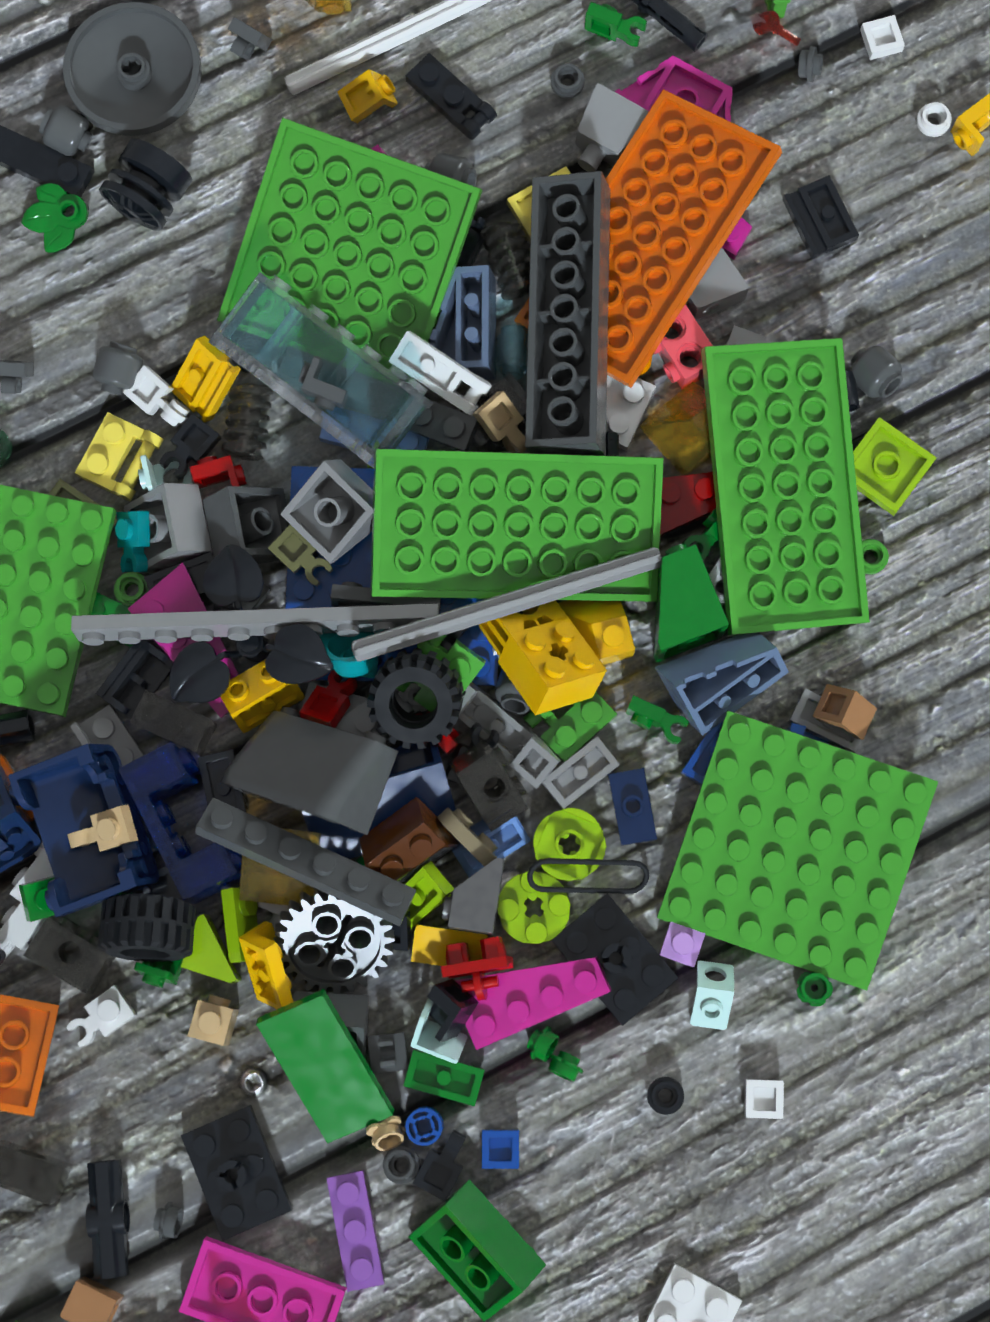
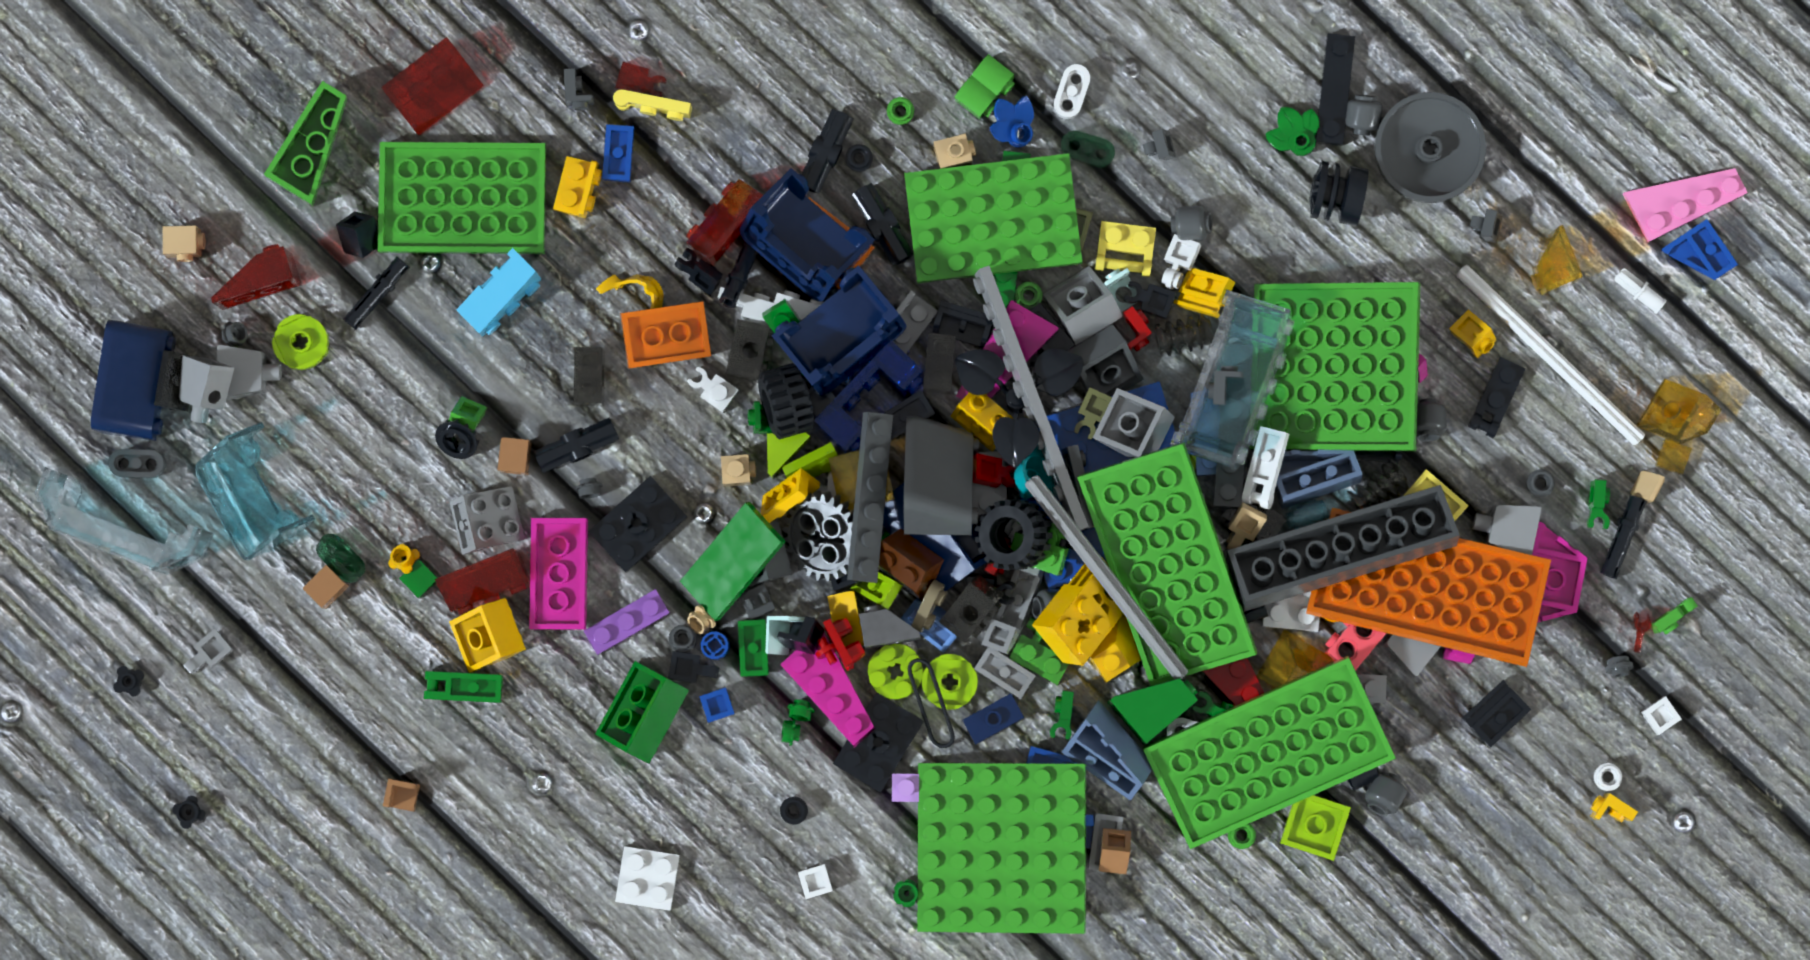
camera: 70 degrees right, 5 degrees up
(109, 830) = (845, 349): tan plate -> none
(133, 535) = (1068, 283): teal plate -> none
(713, 998) = (874, 821): light aqua bracket -> none

